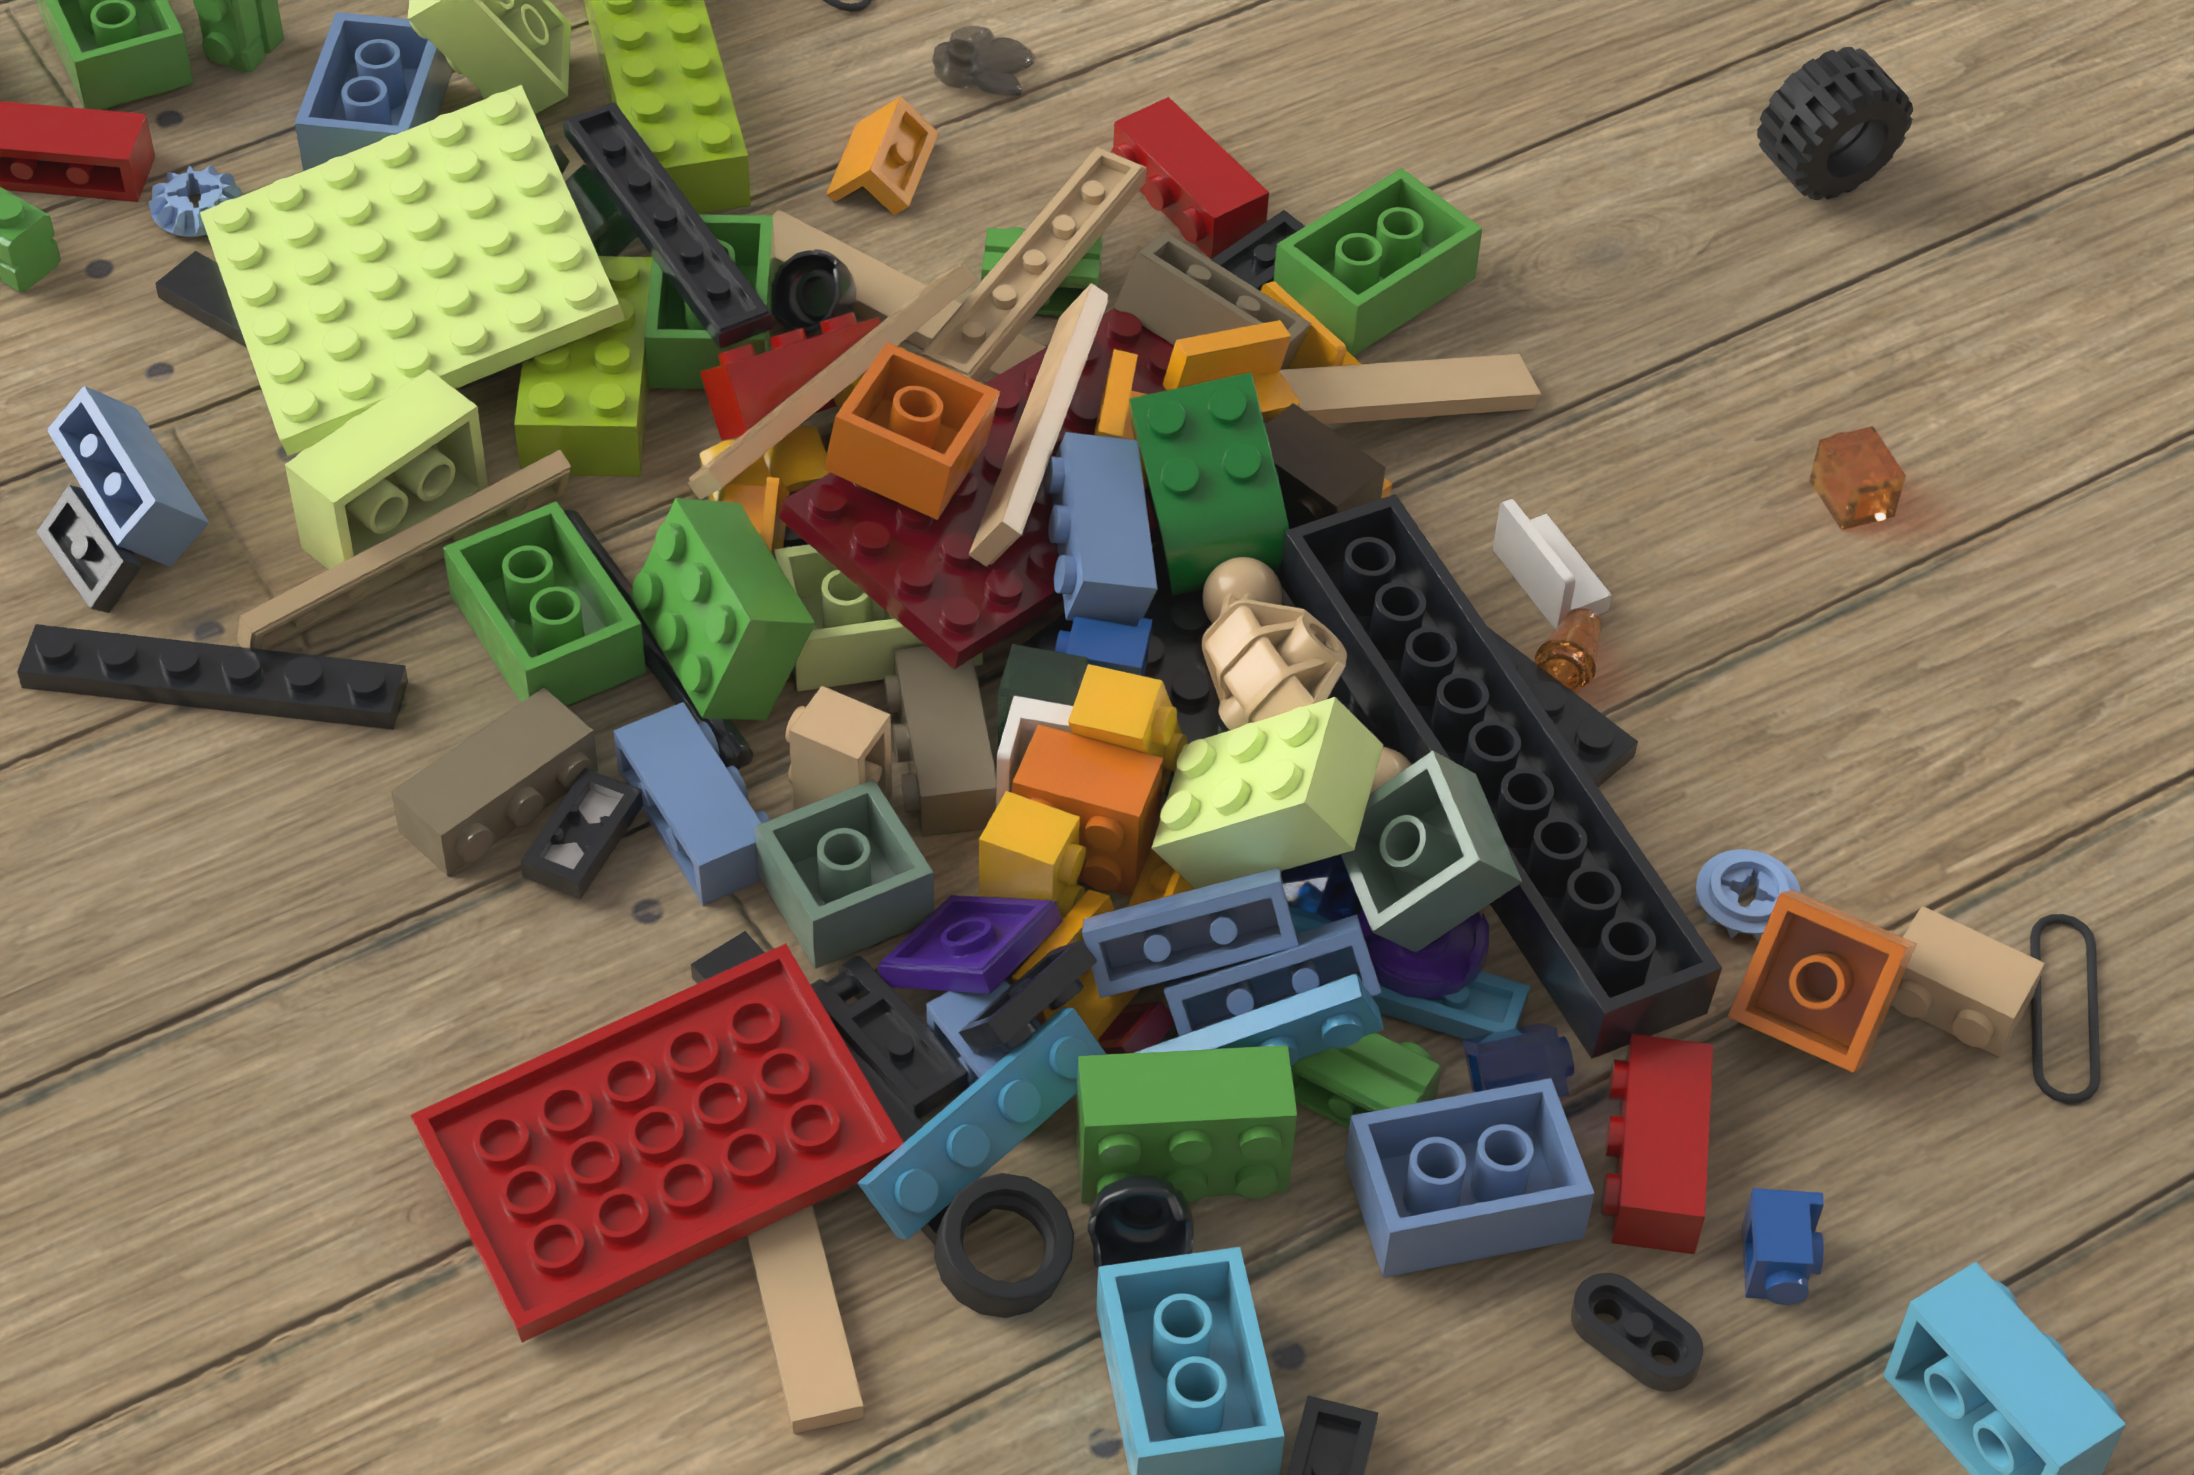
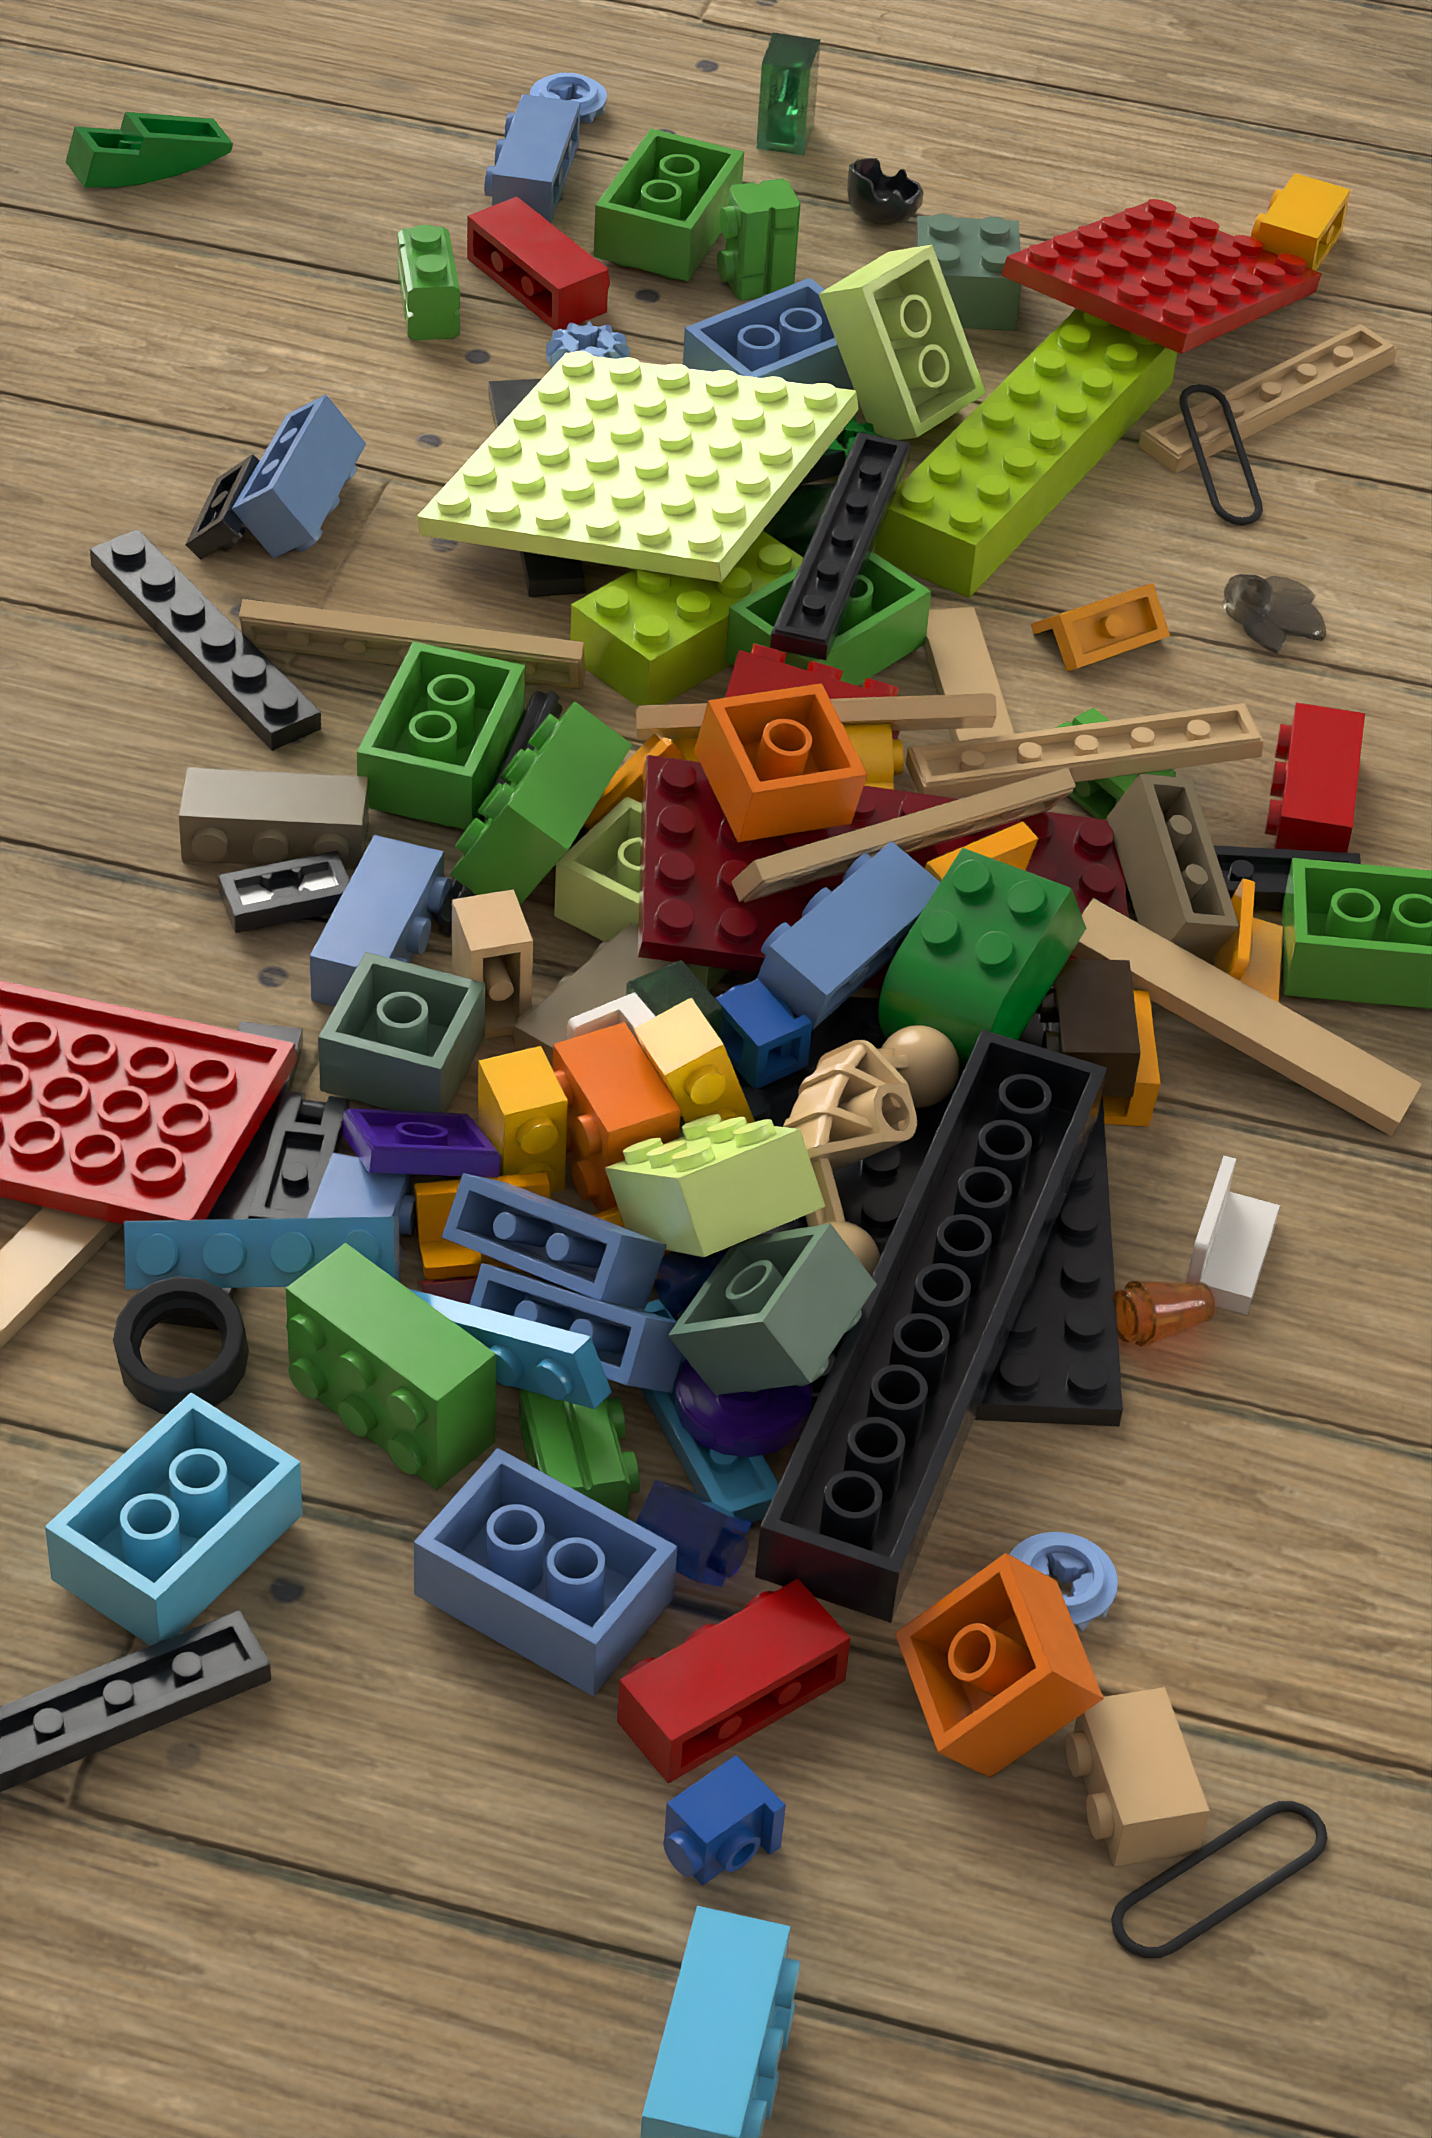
camera: 45 degrees right, 5 degrees down
(387, 470) = (453, 571): yellowish green brick -> none
(812, 290) = (916, 665): black hair -> none
(1048, 983) = (412, 1193): black plate -> none
(1140, 1221) = (285, 1405): black hair -> none
(1236, 352) = (1121, 908): light orange panel -> none
(1641, 1331) = (533, 1789): black plate -> none

